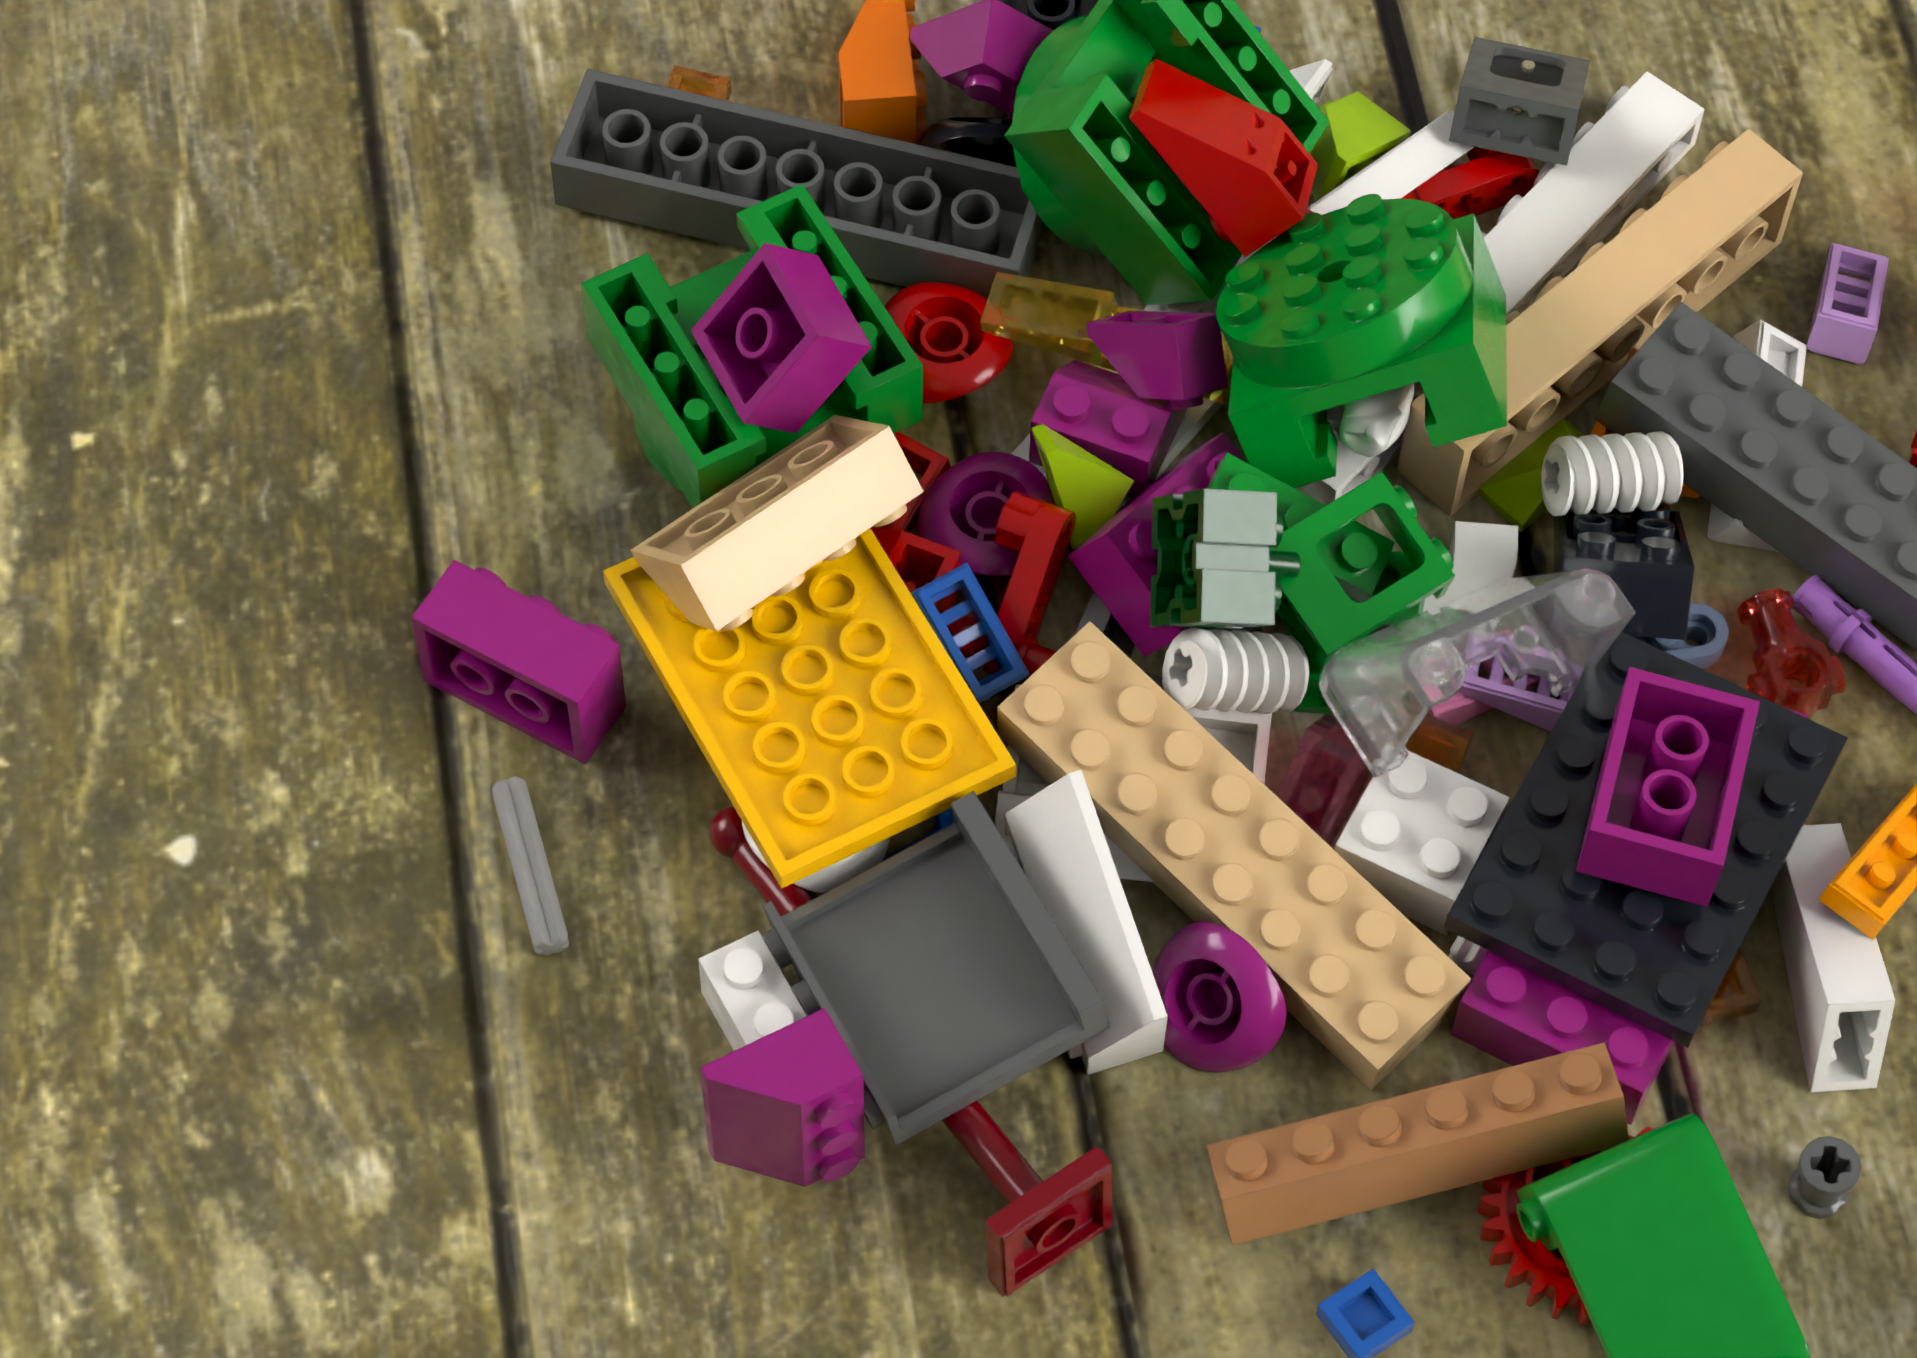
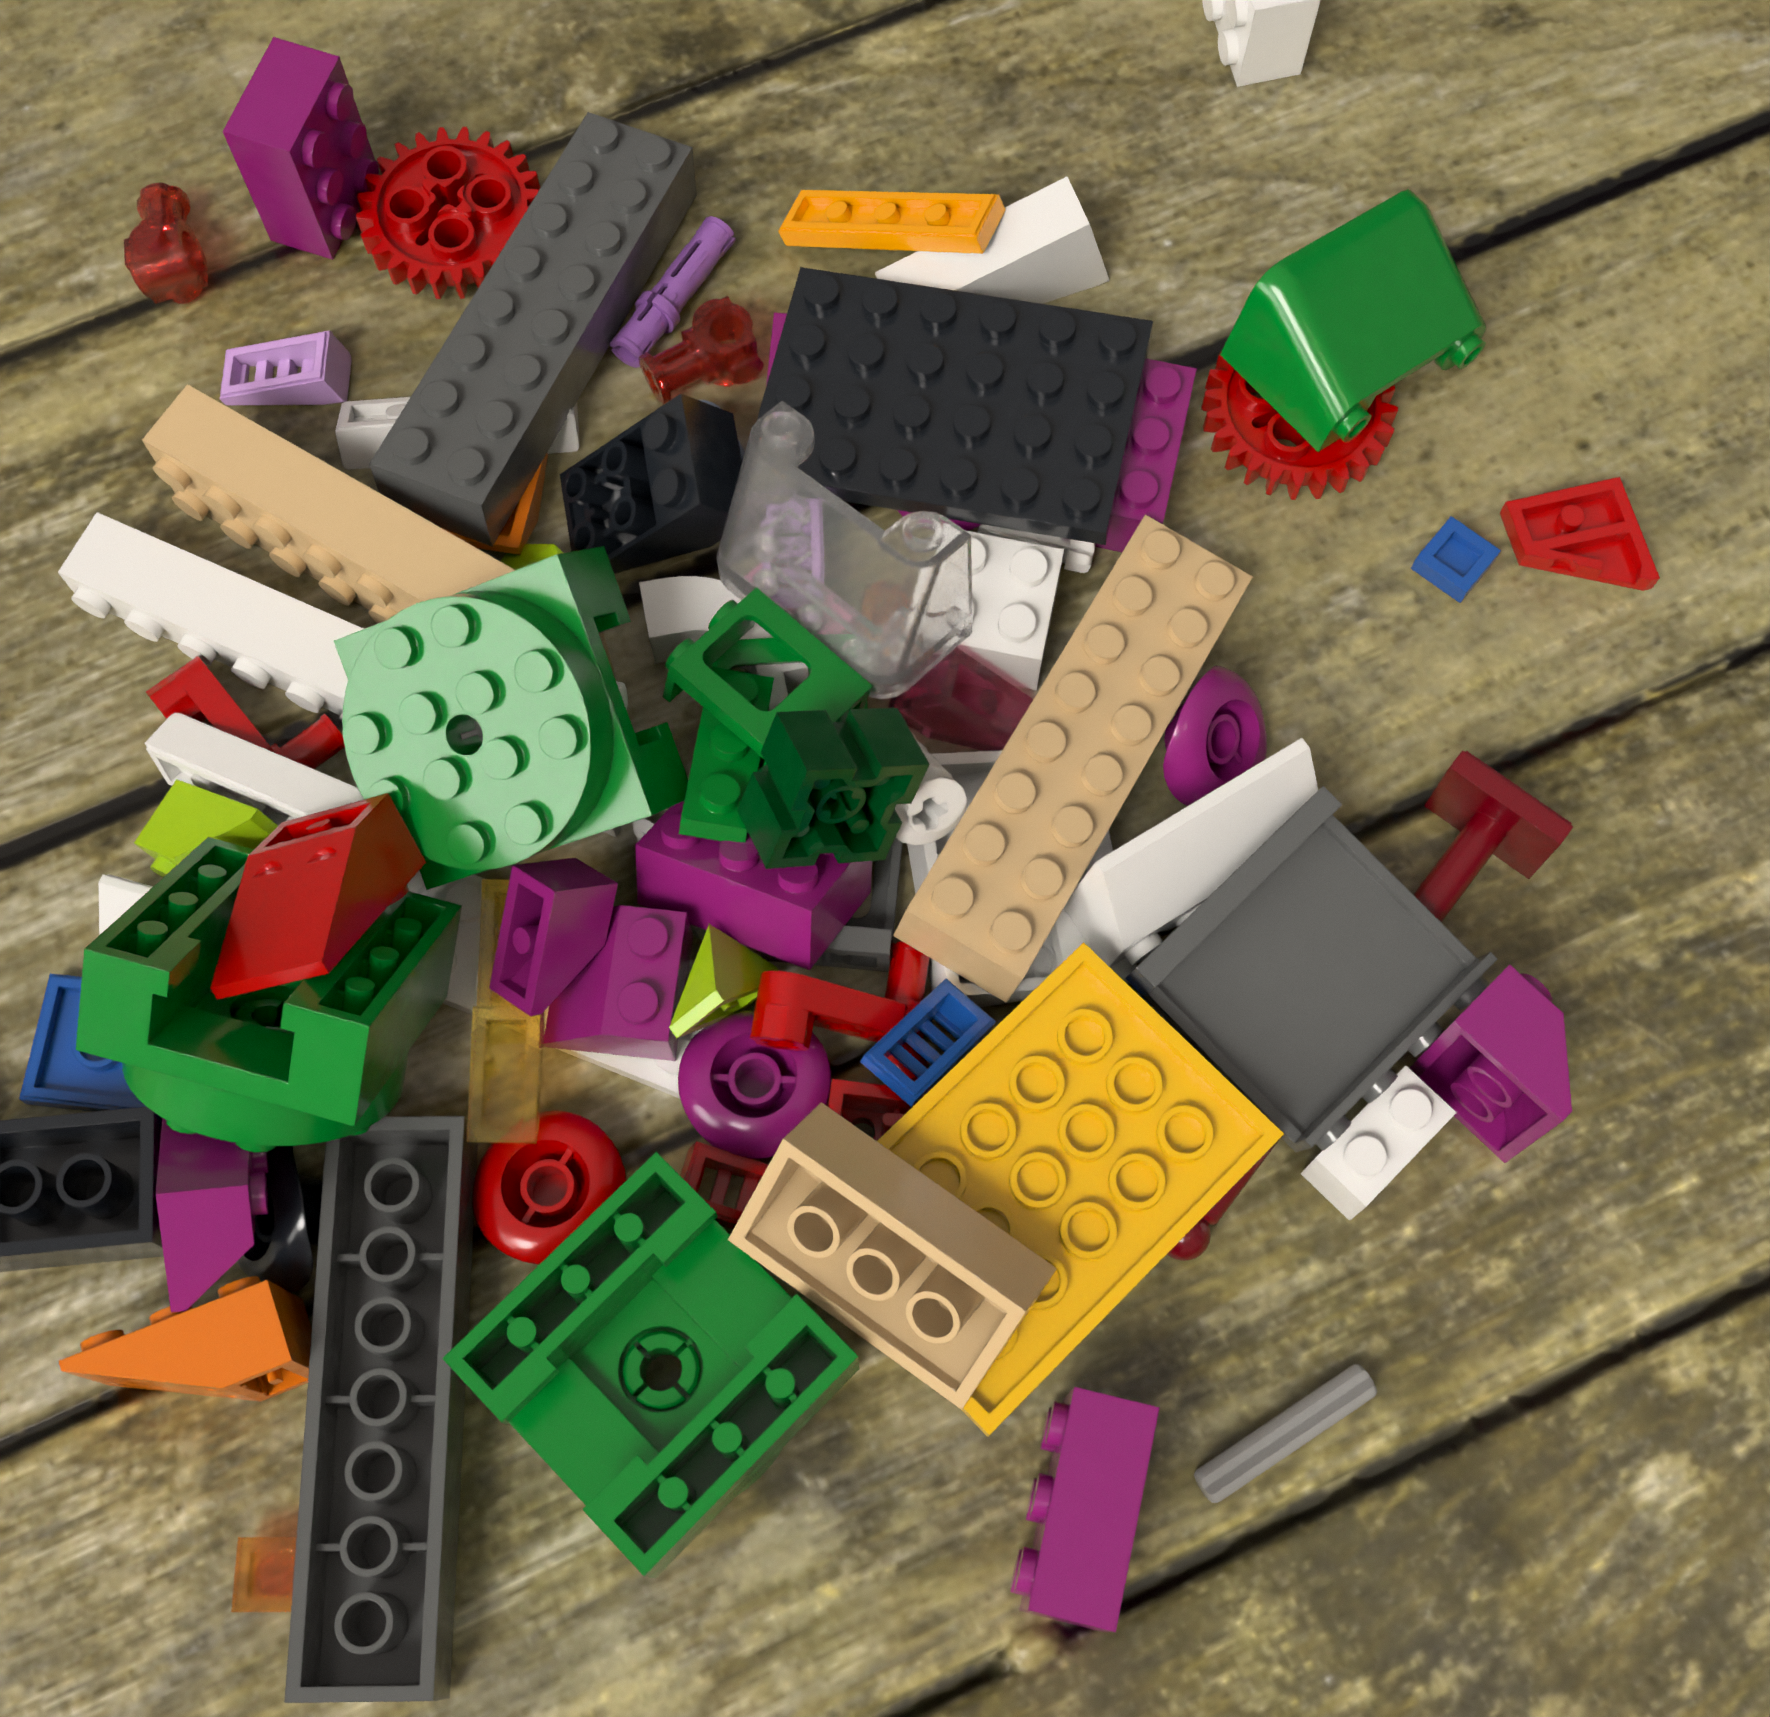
camera: 105 degrees left, 10 degrees up
(780, 338) = (680, 1305): magenta brick -> none
(1419, 1143) = (1310, 532): medium nougat brick -> none
(1547, 94) = (149, 681): dark grey window -> none
(1611, 473) = (571, 498): white piece -> none
(1668, 787) = (939, 358): magenta brick -> none
(1841, 1172) = (1208, 240): dark grey bush -> none

